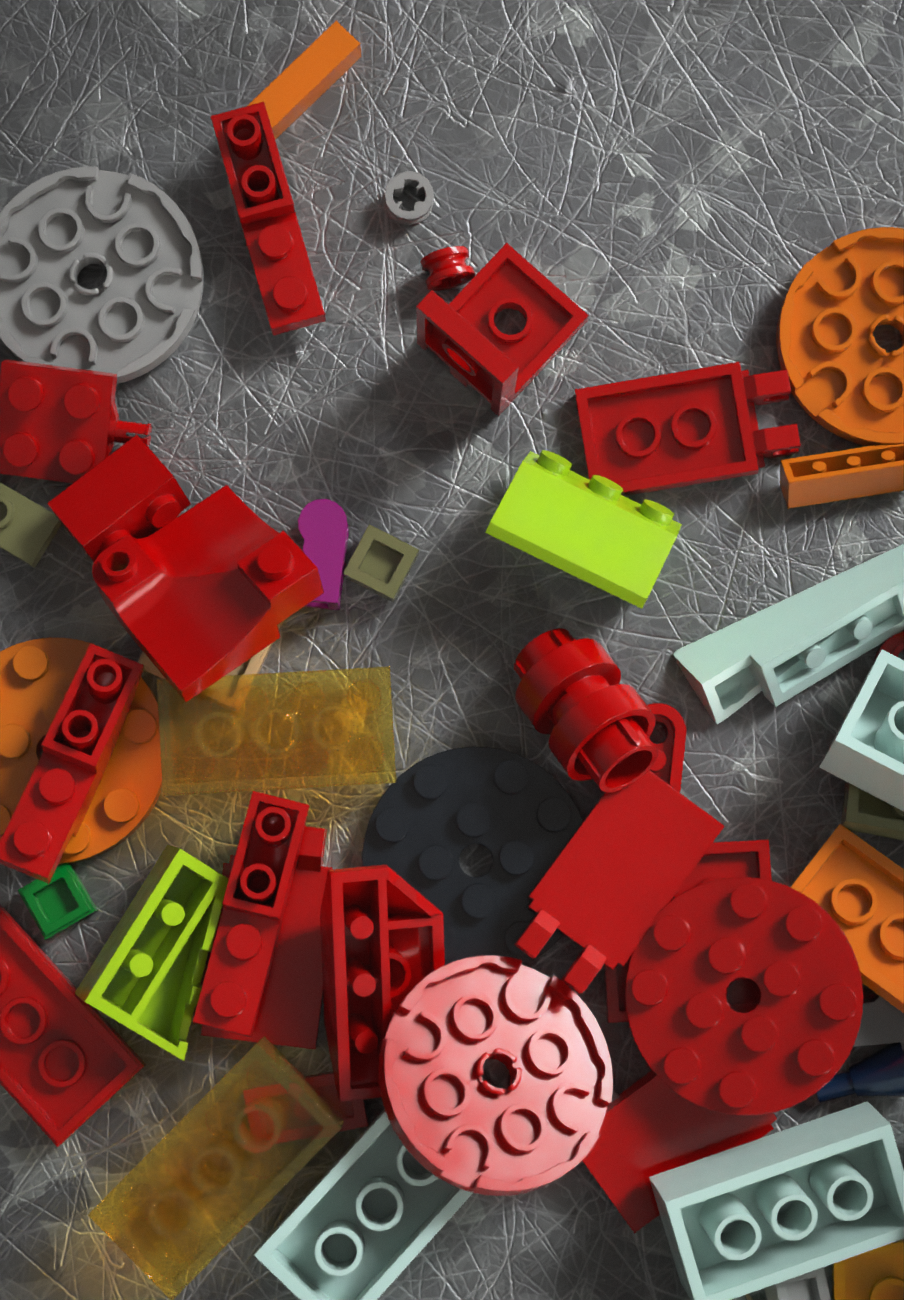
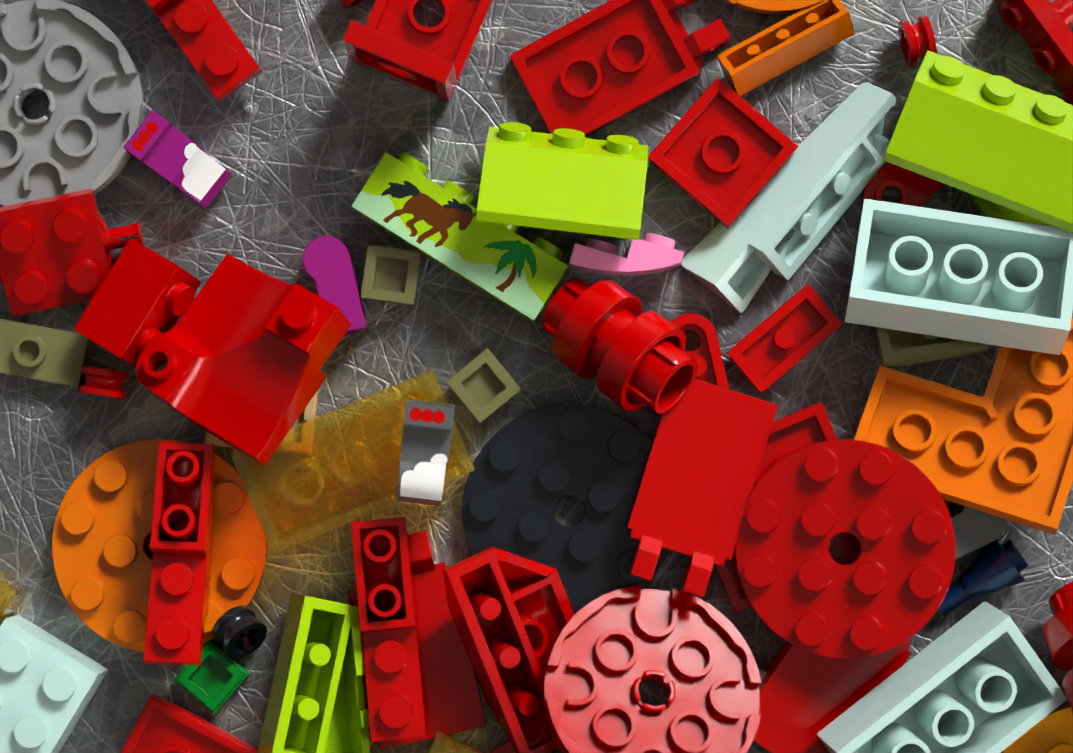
camera: 15 degrees left, 5 degrees up
(58, 568) = (103, 382): none -> red bush
(101, 865) = (239, 632): none -> black bush
(211, 376) = (177, 159): none -> magenta leg
(351, 744) = (424, 451): none -> dark grey leg
(434, 704) = (483, 385): none -> olive plate
(452, 541) = (445, 230): none -> brick
(640, 634) = (644, 257): none -> bright pink slope
(751, 763) = (783, 338): none -> red plate
(753, 557) = (722, 152): none -> red plate

